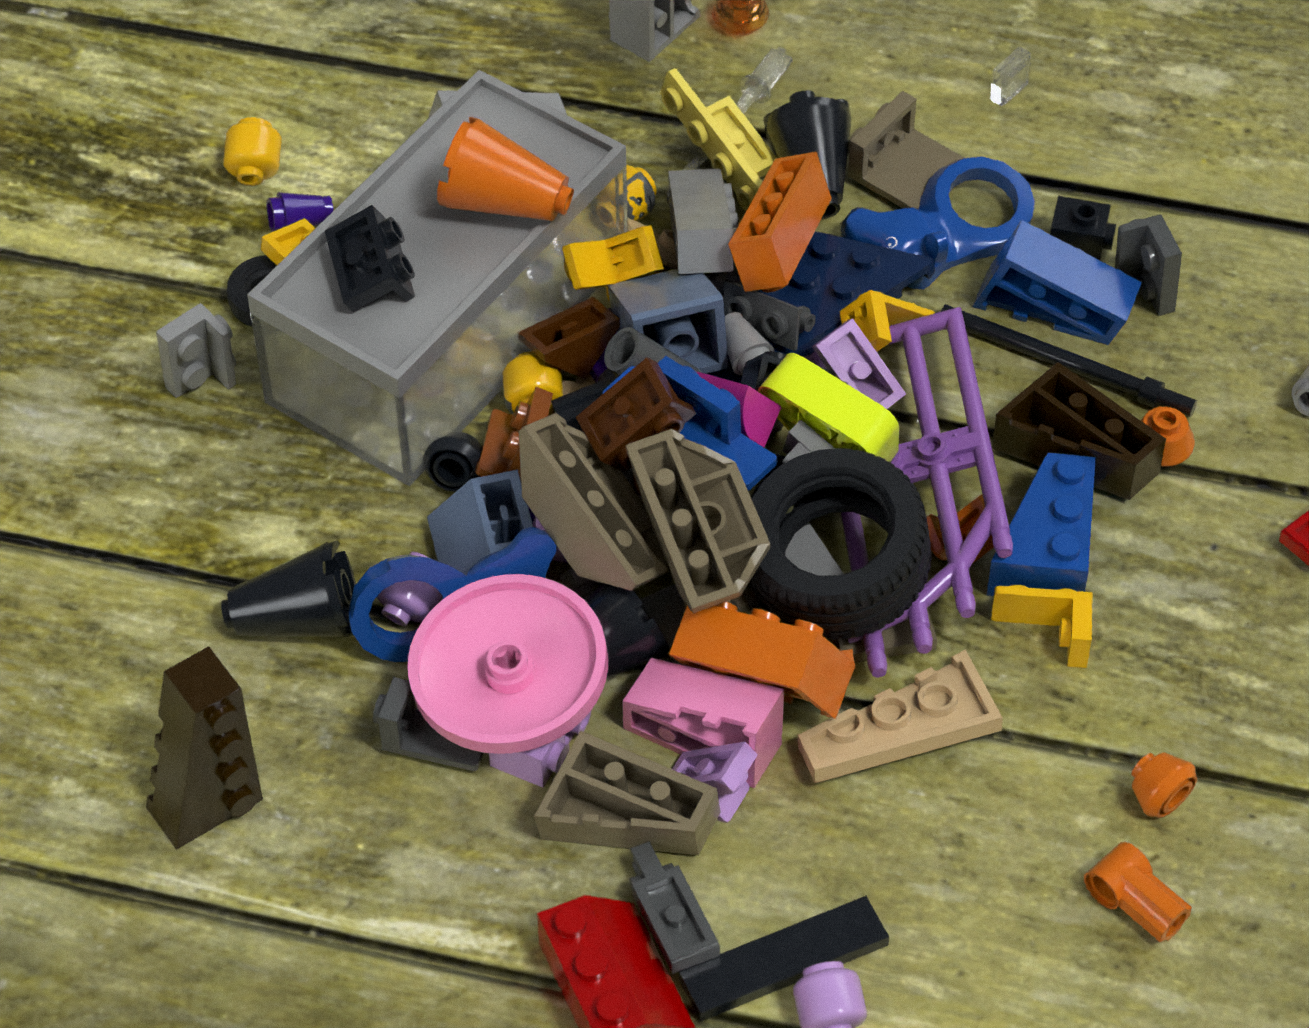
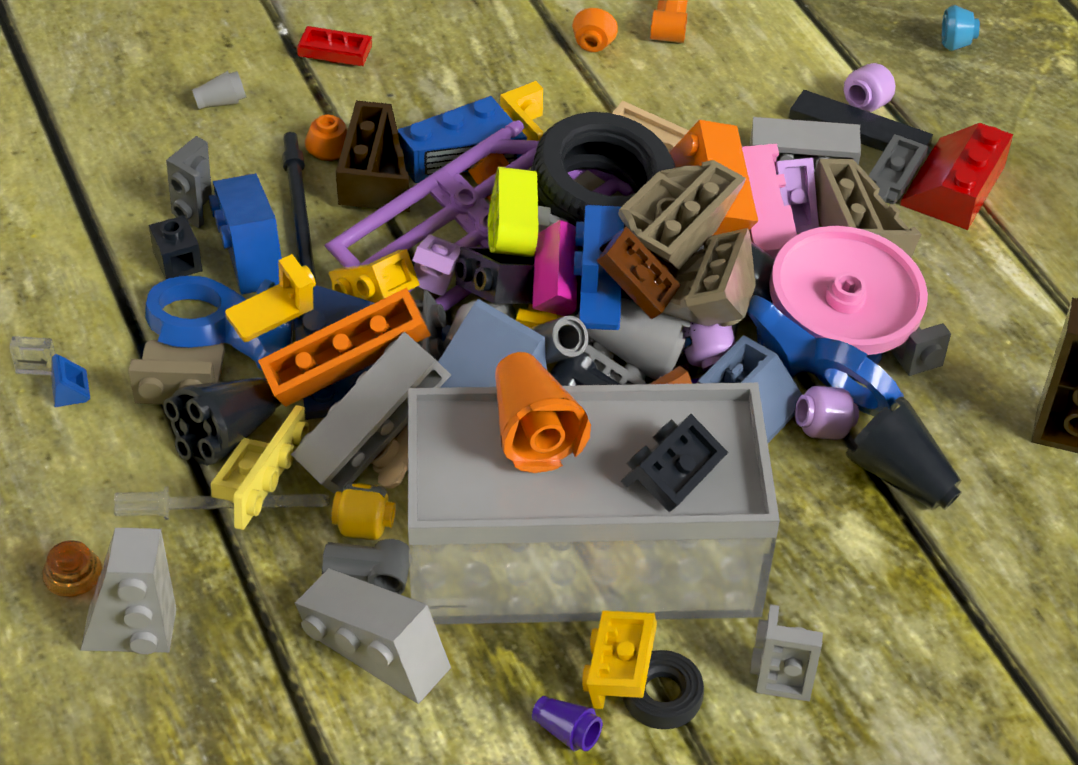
camera: 130 degrees left, 5 degrees down
(784, 853) = (808, 139): none -> light grey brick
(899, 220) = (277, 304): none -> yellow bracket
(963, 91) = (68, 382): none -> blue slope

